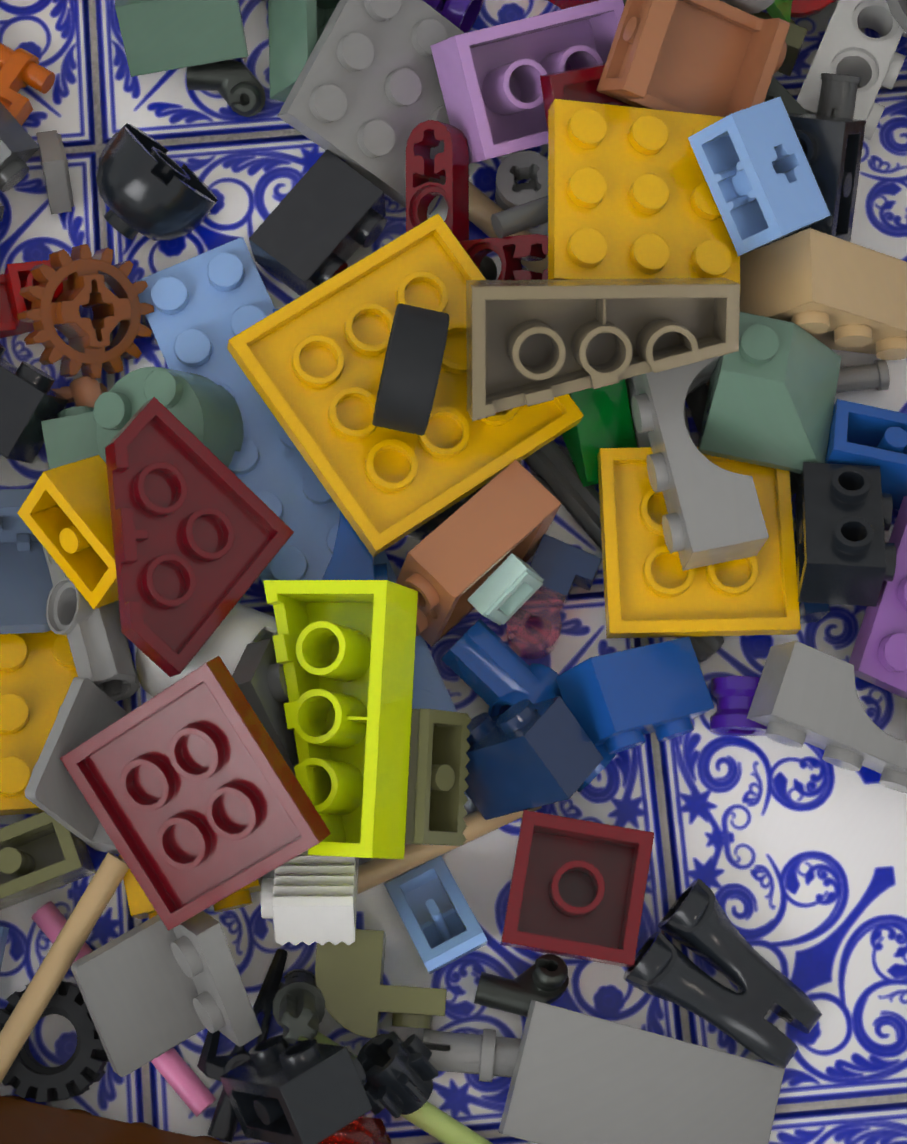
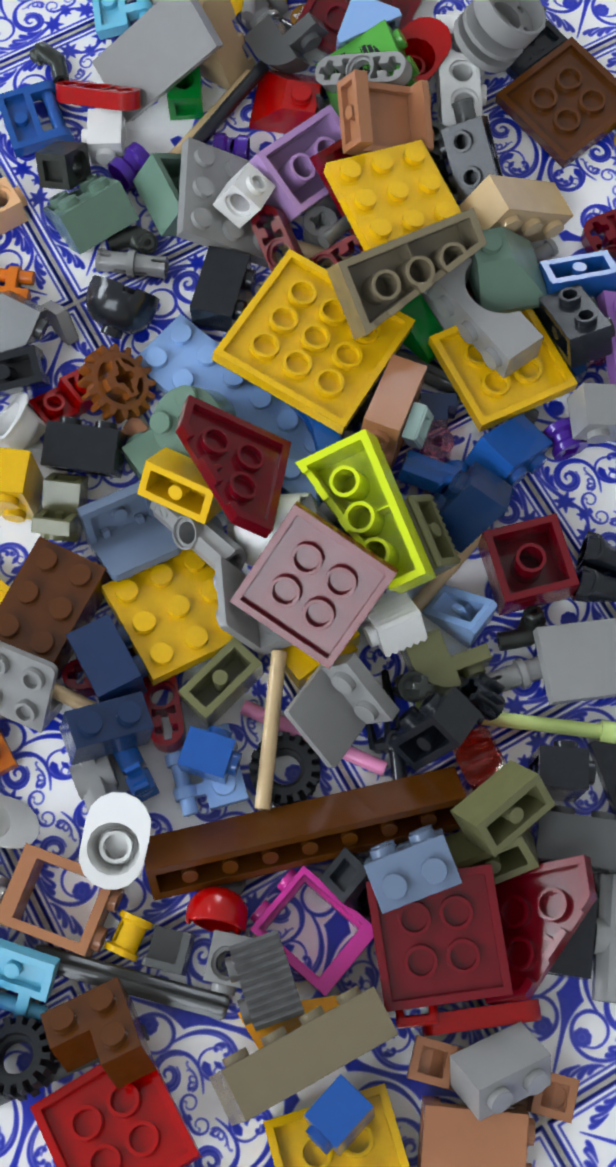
camera: 25 degrees left, 5 degrees down
(208, 122) = (132, 263): none -> light grey pin
(411, 93) = (244, 195): none -> white brick
(411, 369) = (321, 323): black tyre -> none
(758, 175) = (450, 158): light blue brick -> none

